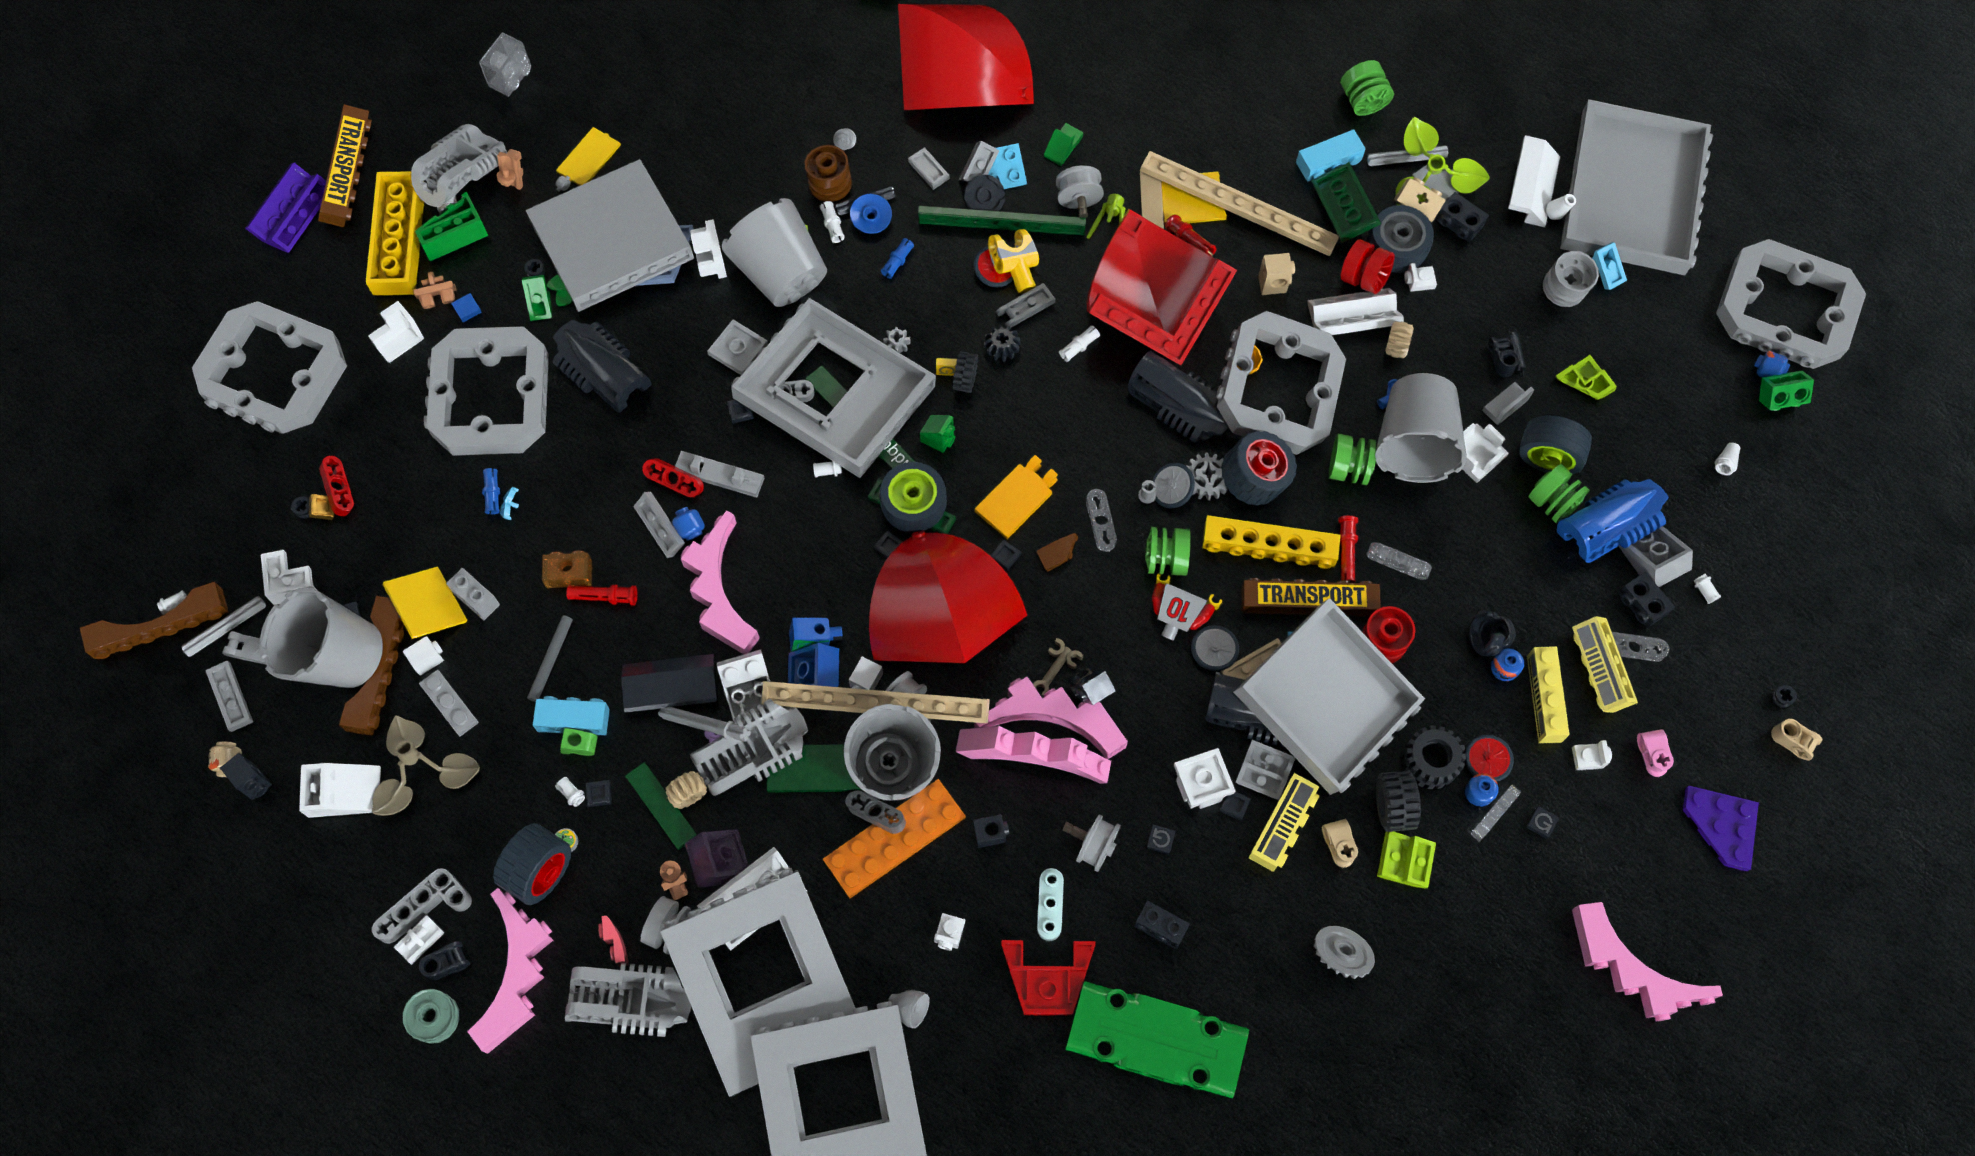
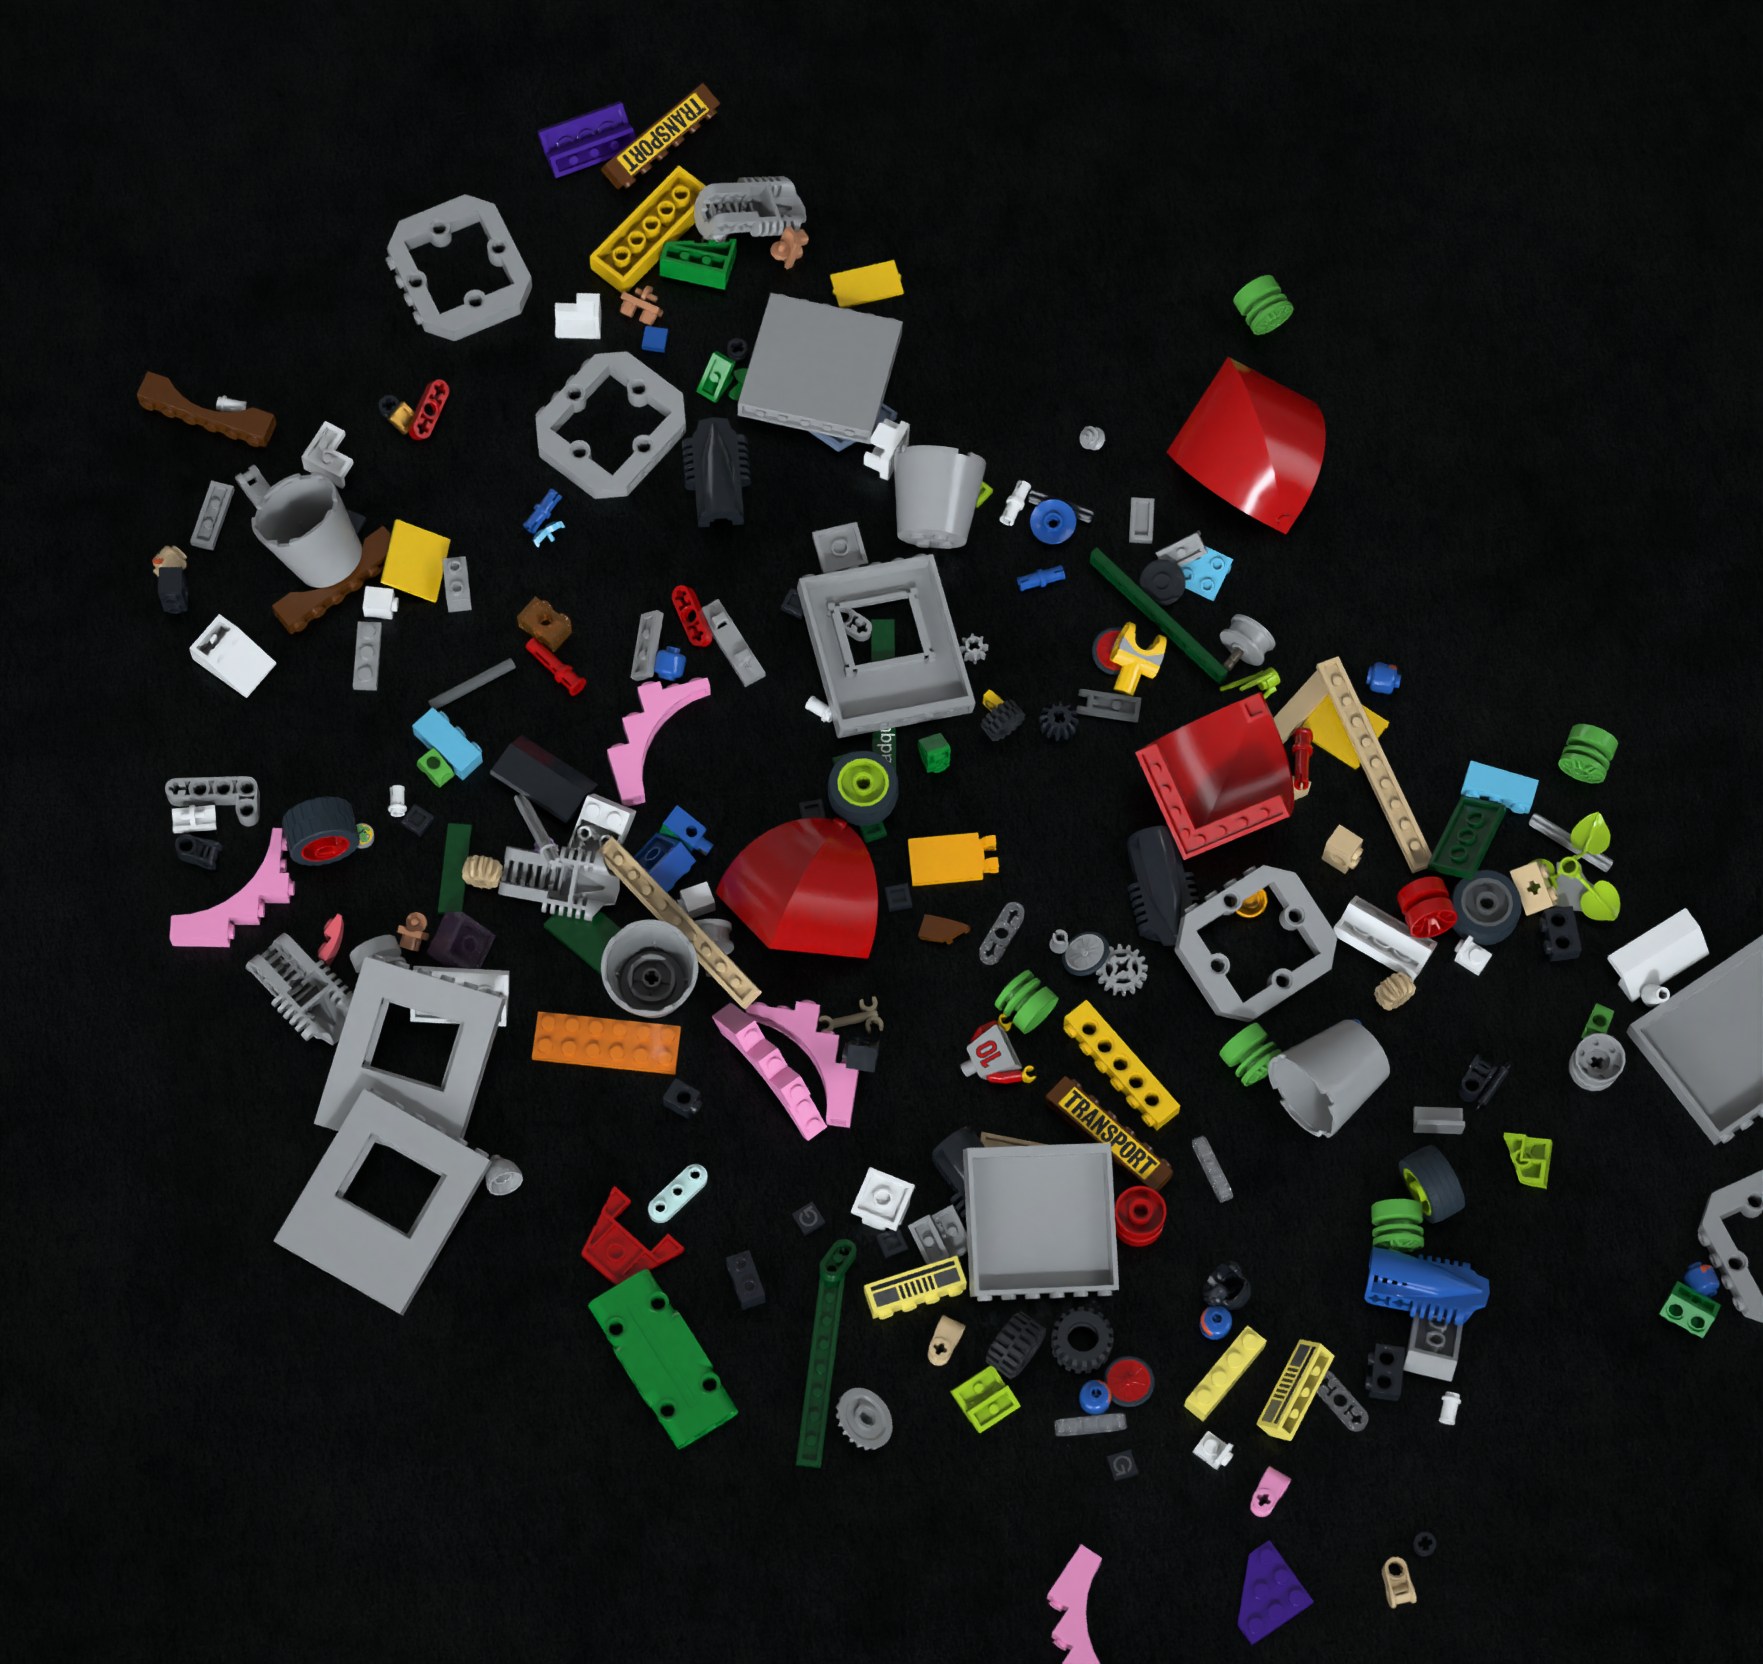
camera: 40 degrees right, 0 degrees up
(223, 626) = (253, 455): light grey axle -> none
(402, 741) = (310, 655): dark tan plant -> none
(420, 1006) = (158, 896): sand green wheel -> none
(505, 64) = (866, 148): clear brick -> none
(563, 183) = (825, 291): light grey piece -> none
(828, 173) = (1047, 458): reddish brown wheel -> none
(879, 820) = (607, 1018): dark grey beam -> none
(949, 932) = (582, 1147): white bracket -> none
(1062, 143) = (1276, 590): green slope -> none
(1079, 343) = (1122, 774): white pin -> none
(1096, 842) = (752, 1174): light grey wheel -> none
(1188, 145) = (1383, 678): none -> blue head
(1214, 852) = (836, 1262): none -> dark green plate
(1215, 648) = (993, 1110): light grey wheel -> none
(1258, 467) = (1165, 996): black wheel -> none
(1275, 944) = (820, 1373): none -> dark green tile
(1348, 540) = (1187, 1117): red pin -> none
(1483, 450) = (1371, 1138): white panel -> none
(1542, 255) = (1598, 1021): none -> bright green leg
(1609, 266) = (1645, 1080): medium azure slope -> none
(1728, 459) = (1580, 1323): white cone -> none

